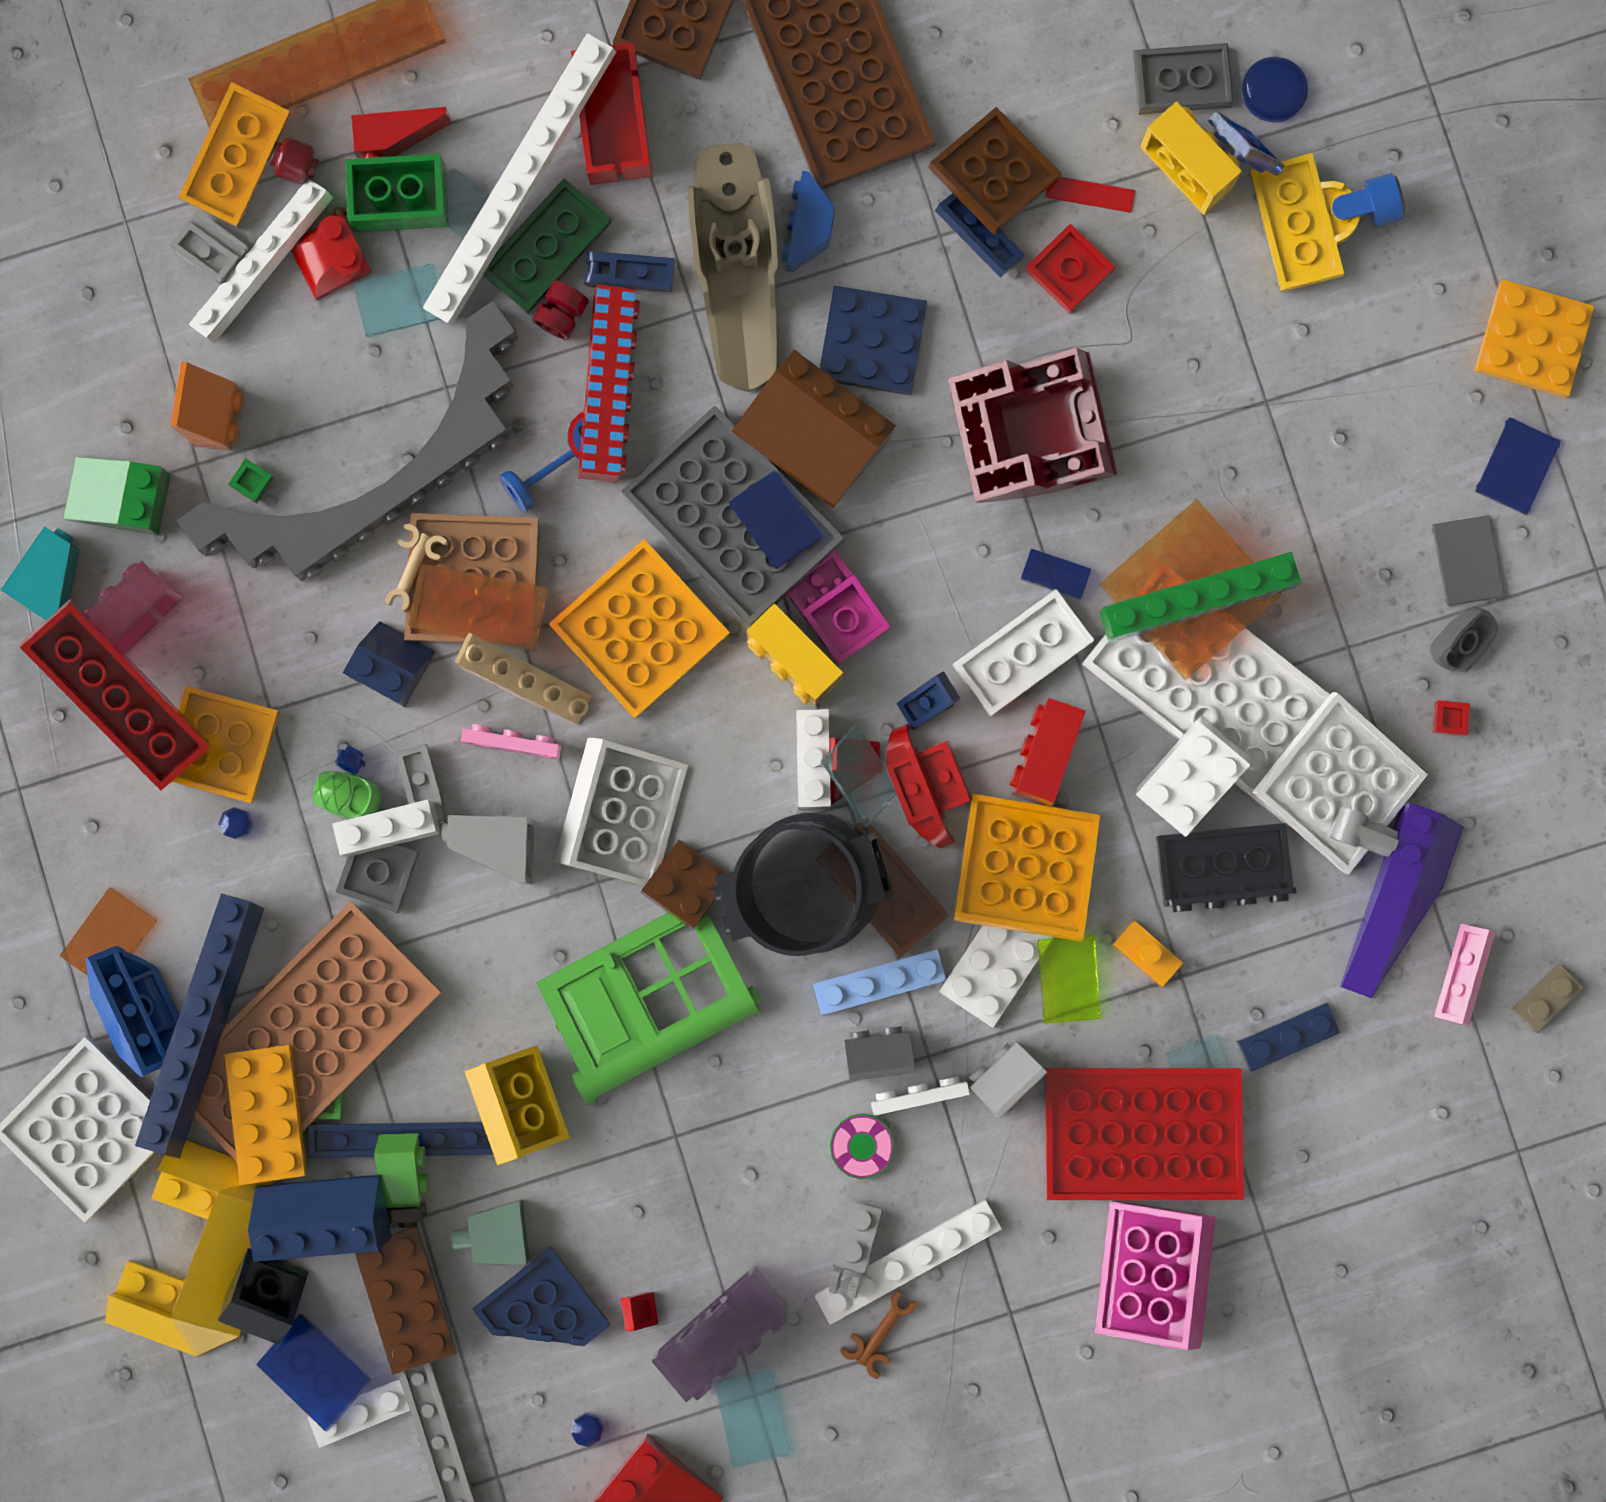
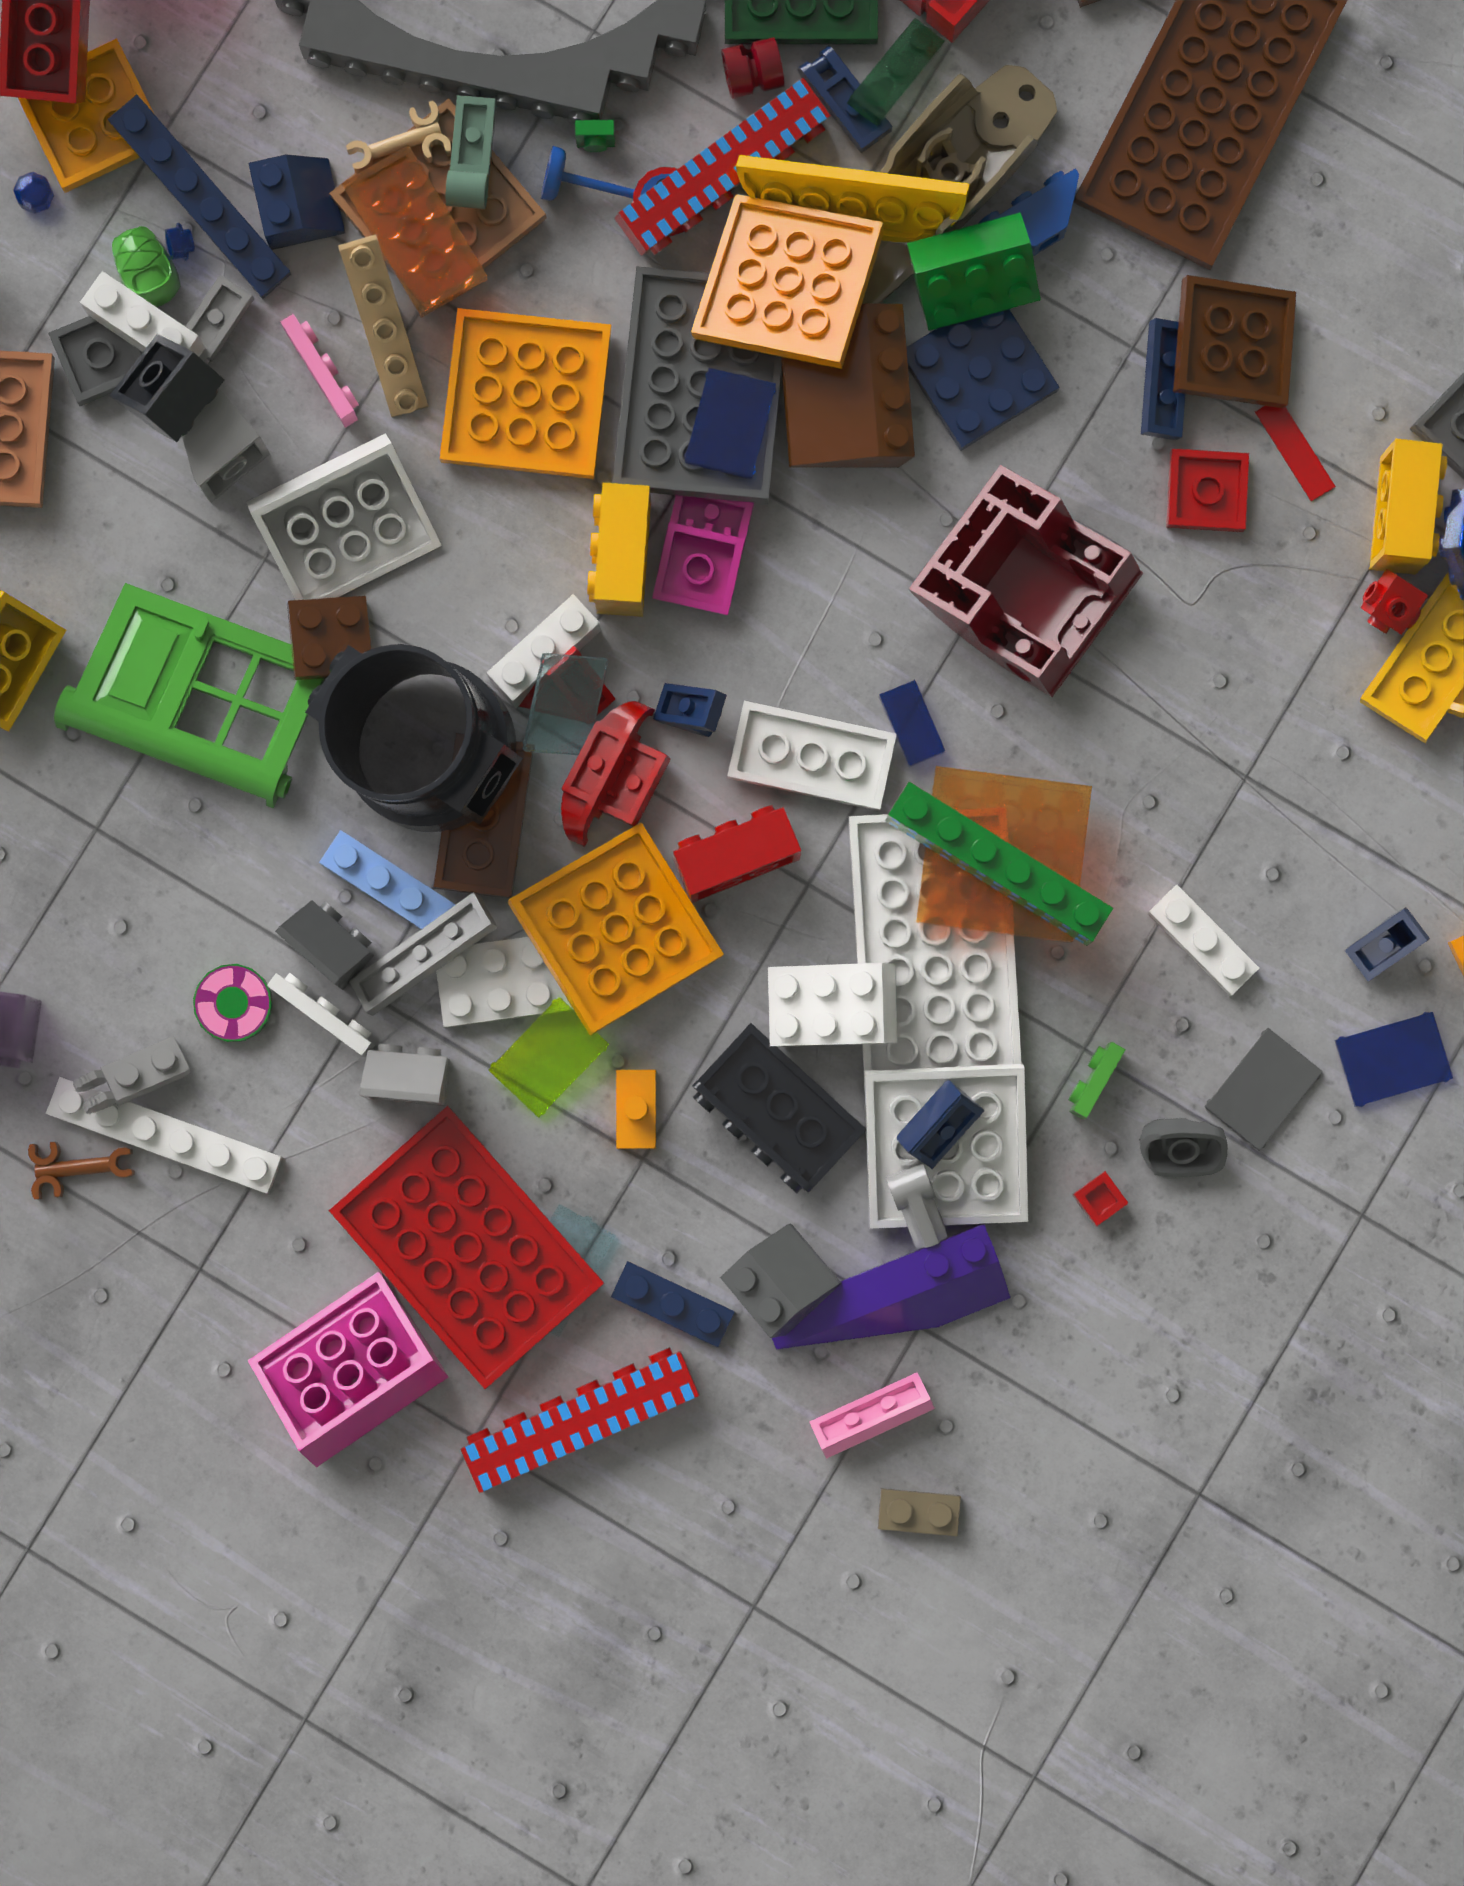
camera: 45 degrees right, 0 degrees up
(333, 721) = (199, 196): none -> dark blue plate
(447, 847) = (168, 387): none -> black slope
(460, 529) = (471, 152): none -> sand green plate
(515, 443) = (595, 134): none -> green plate
(642, 226) = (896, 72): none -> clear green plate
(703, 322) = (905, 204): none -> yellow plate
(718, 406) = (788, 281): none -> light orange plate
(813, 287) = (974, 271): none -> green brick
(938, 1000) = (423, 954): none -> light grey plate
(1241, 218) = (1392, 603): none -> red brick
(1313, 1157) = (579, 1421): none -> red brick
(1326, 775) = (939, 1124): none -> dark blue slope
(1336, 957) = (780, 1281): none -> dark grey slope
(1345, 516) = (1203, 940): none -> white plate
(1380, 668) = (1103, 1064): none -> bright green plate
(1447, 406) = (1387, 944): none -> dark blue slope

